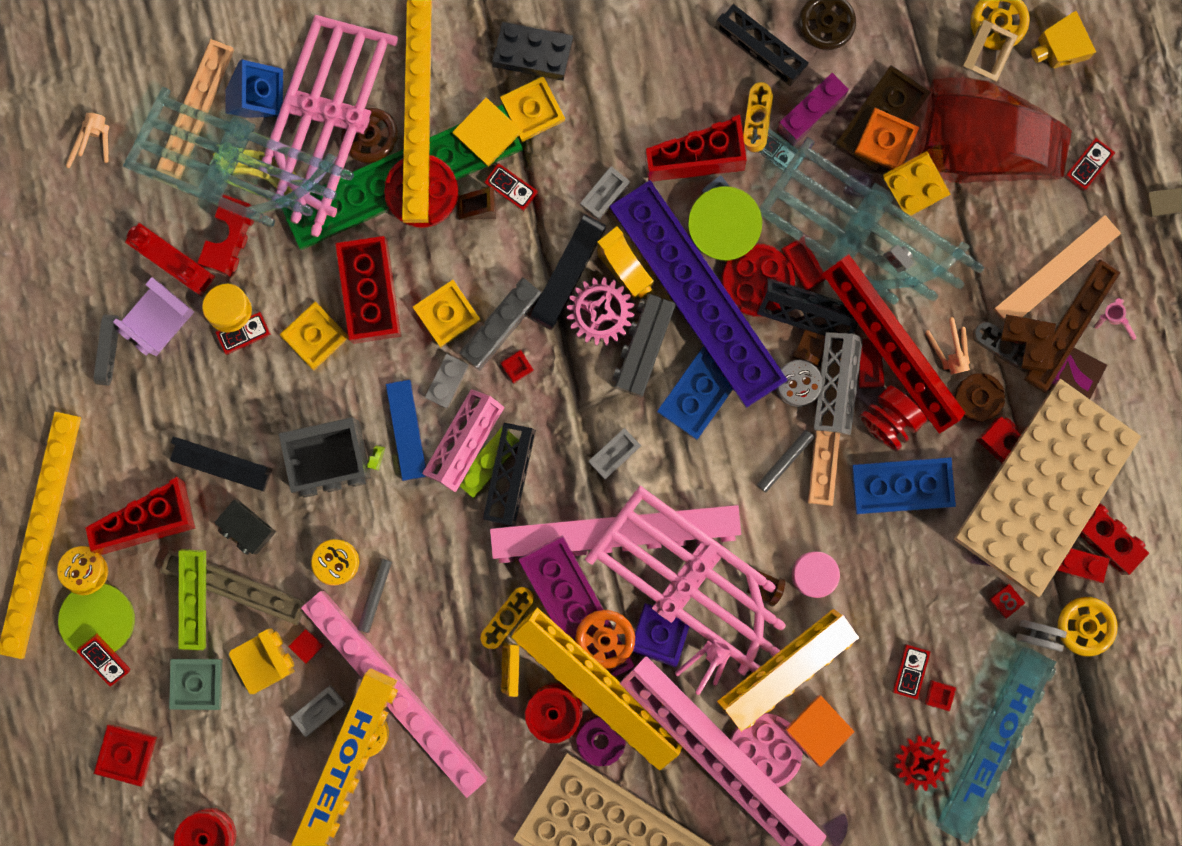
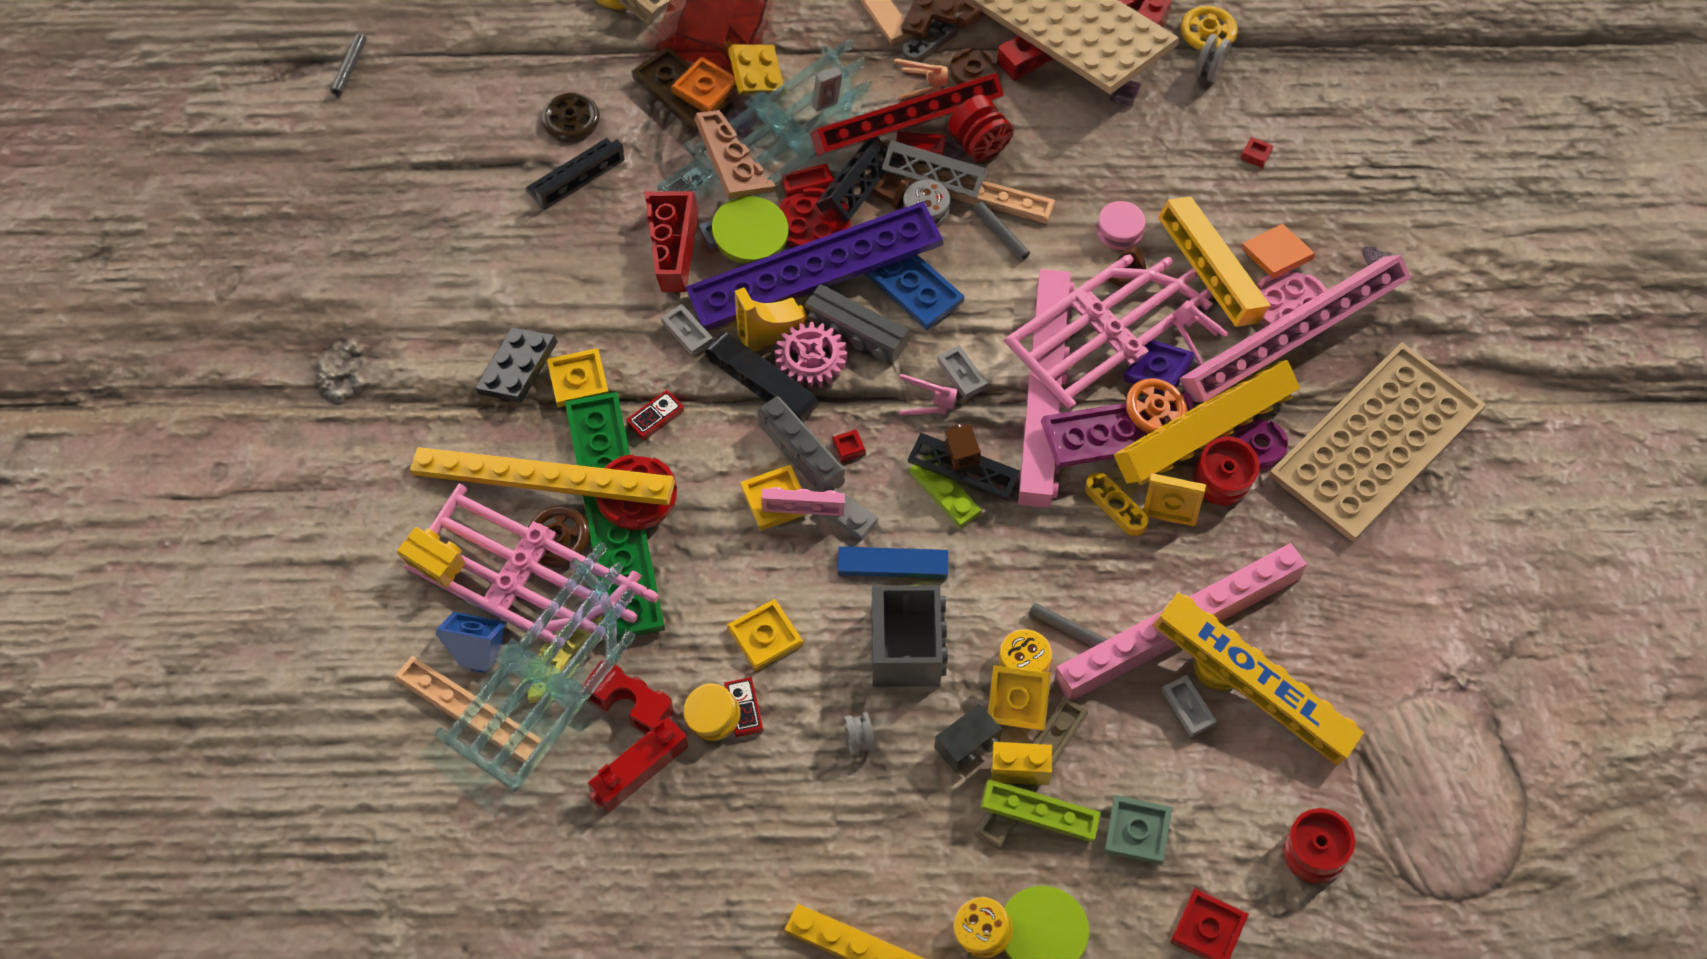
camera: 80 degrees left, 25 degrees down
(91, 126) = (458, 820): light nougat plant -> none
(103, 660) = (1093, 925): tile -> none
(106, 350) = (725, 855): dark grey beam -> none
(152, 517) = (936, 836): red wedge -> none
(154, 319) = (700, 796): lavender panel -> none
(220, 464) = (887, 757): black fence -> none
(226, 576) = (1021, 763): none -> yellow brick
(231, 435) = (859, 733): none -> light grey wheel
(262, 661) = (1122, 750): yellow bracket -> none
(289, 563) = (1019, 697): none -> yellow plate
(306, 646) = (1113, 707): red tile -> none
(317, 34) = (431, 556): none -> yellow brick
(368, 289) = (730, 562): red brick -> none
(438, 339) = (803, 502): none -> bright pink plate
(467, 441) = (923, 499): bright pink fence -> none
(477, 205) = (667, 440): reddish brown slope -> none
(487, 132) = (591, 417): yellow tile -> none
(518, 468) = (962, 446): none -> reddish brown brick
(584, 441) = (943, 396): none -> bright pink plant
(752, 108) = (641, 178): yellow beam -> none
(795, 188) = (730, 158): none -> nougat wing
(812, 108) = (650, 129): magenta arch -> none
(903, 485) = (1047, 140): blue plate -> none
(911, 672) = (1230, 170): tile -> none
(931, 758) = (1320, 175): red gear -> none
(996, 744) = (1311, 115): clear light blue brick -> none
(1007, 601) = (1174, 84): red tile -> none

